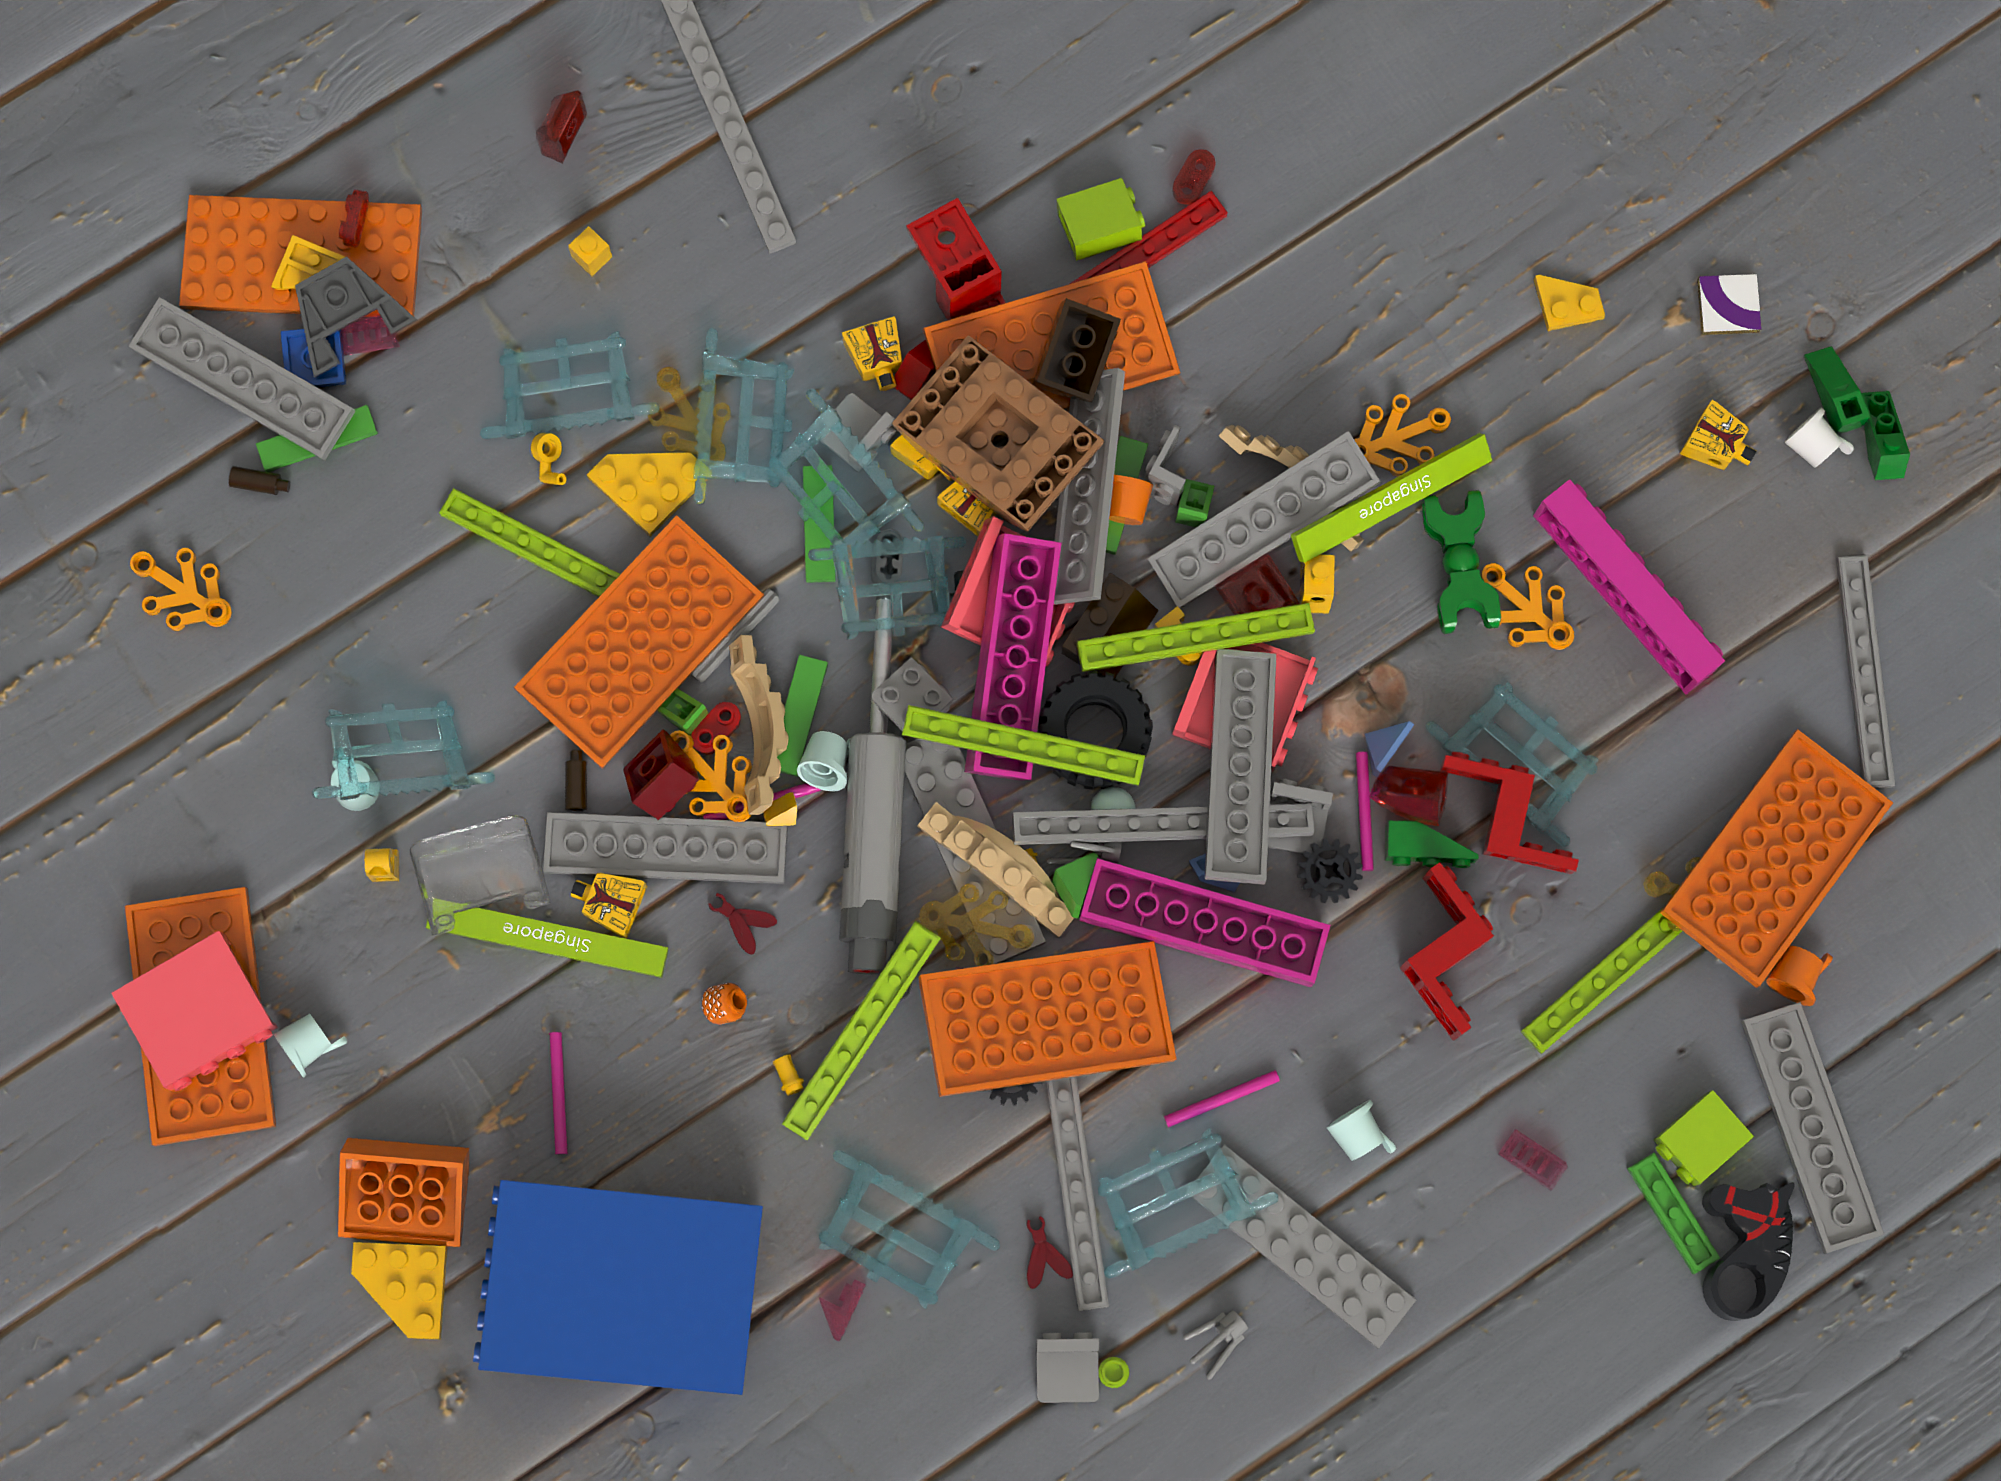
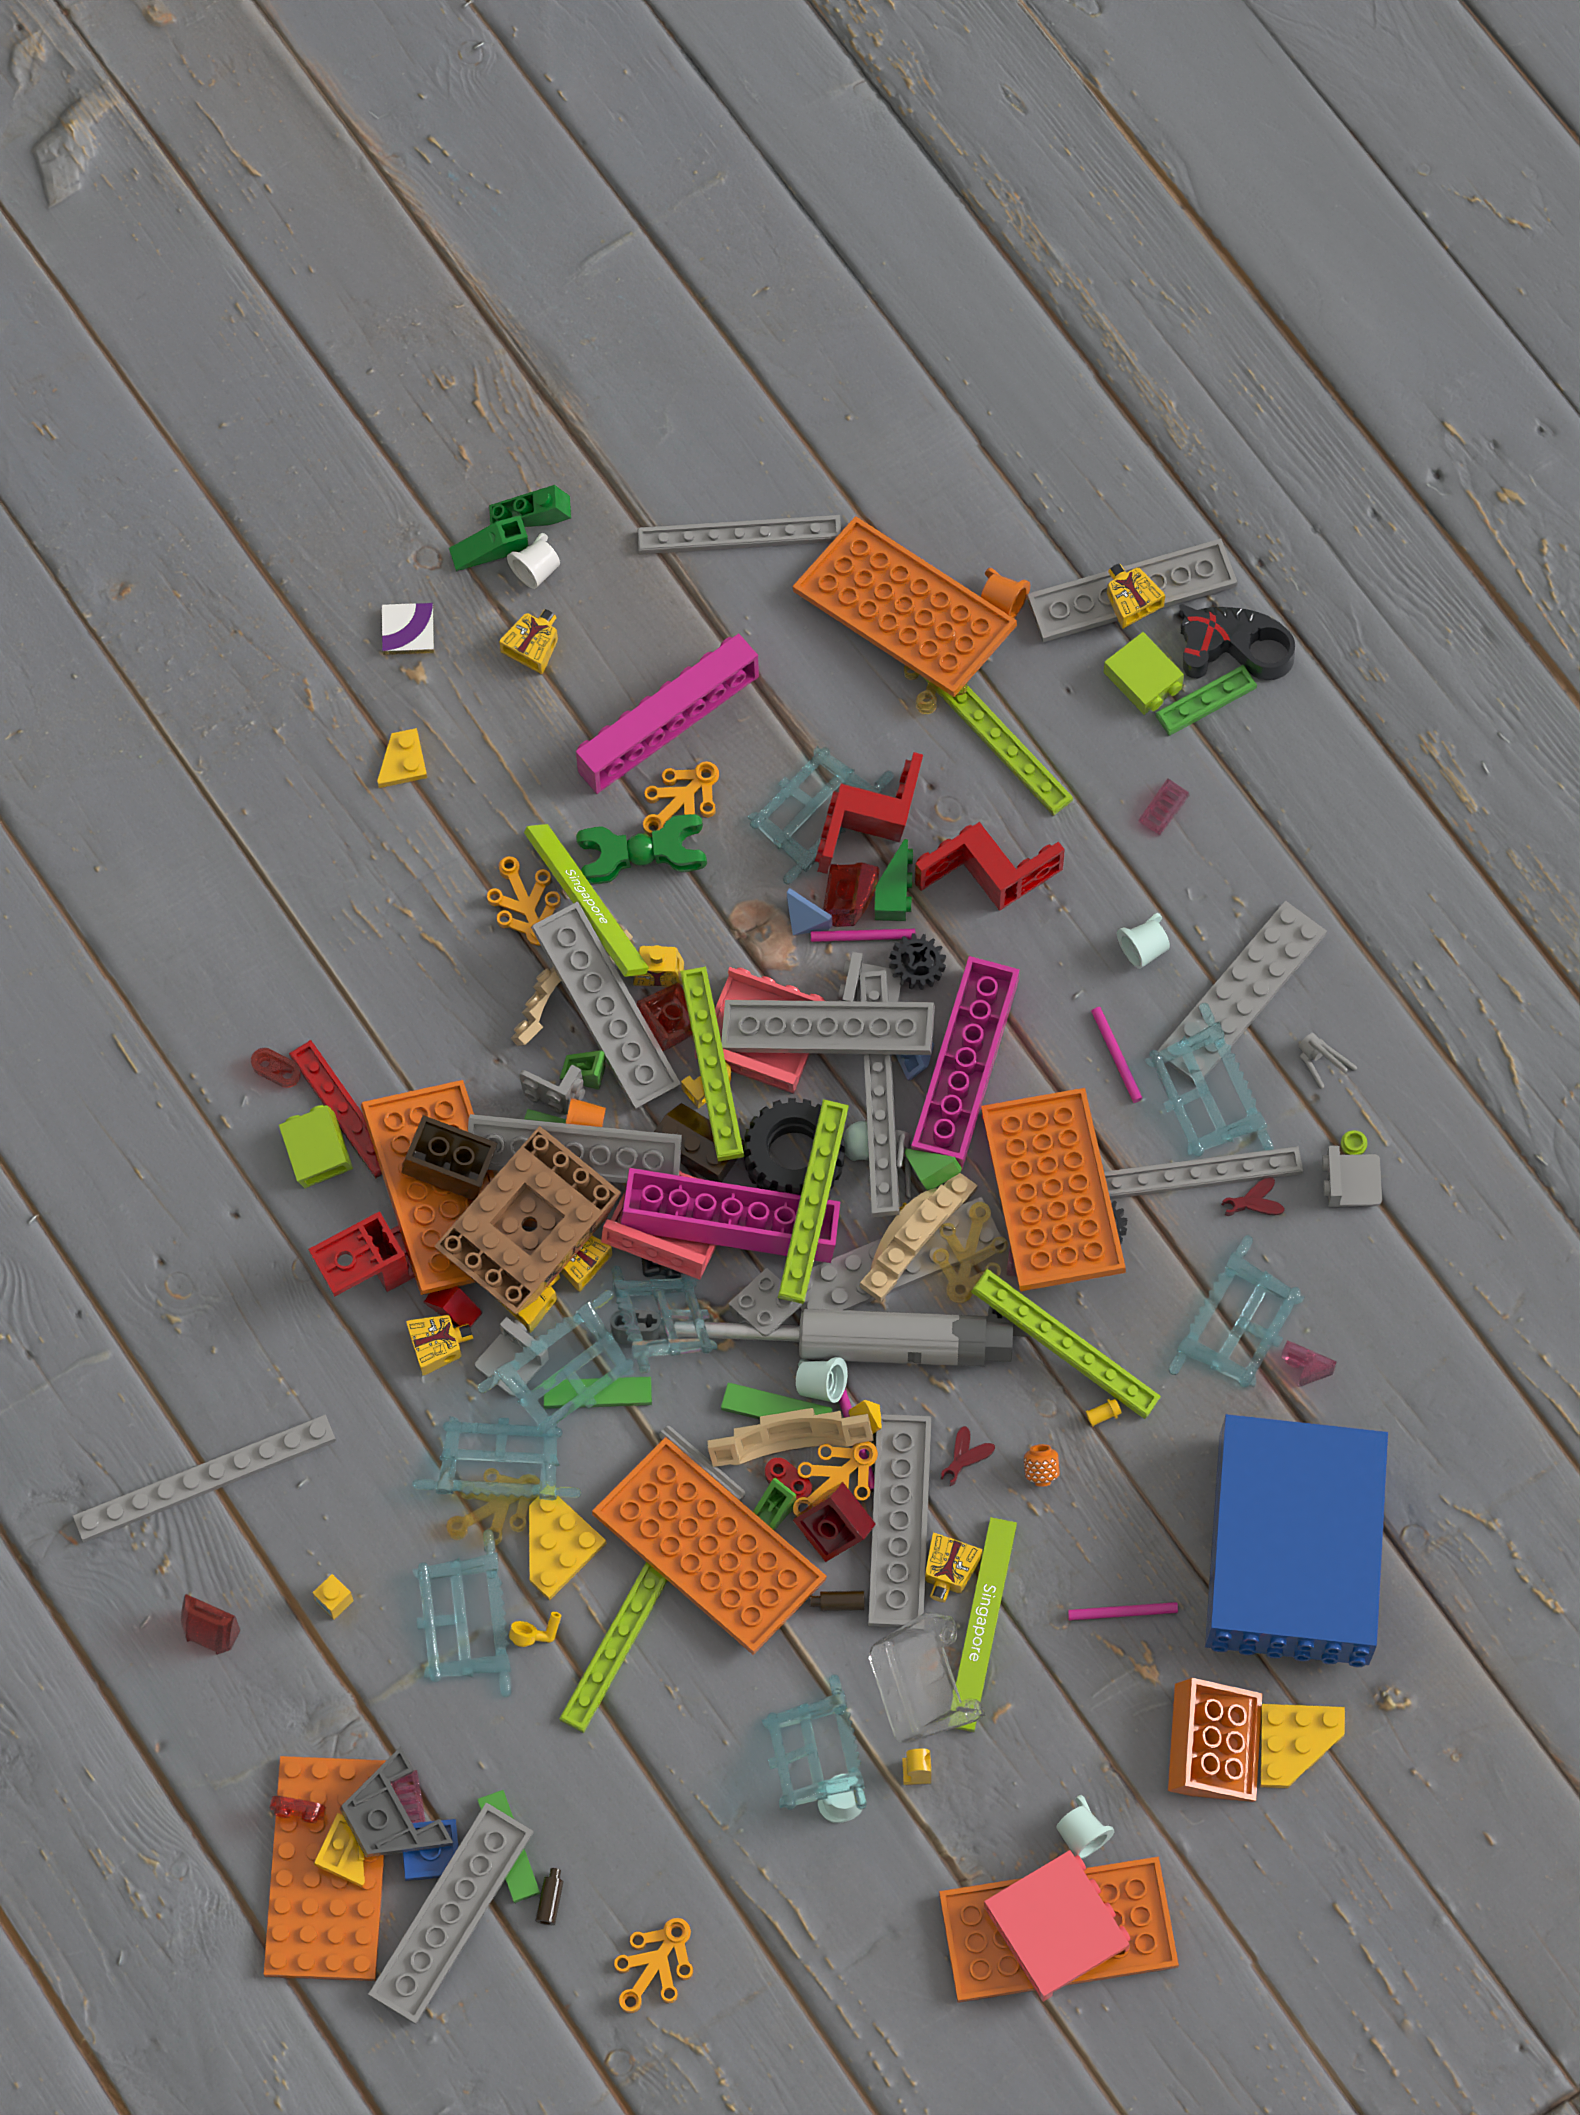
camera: 85 degrees left, 10 degrees down
(1801, 1124) = (1133, 595): none -> yellow torso

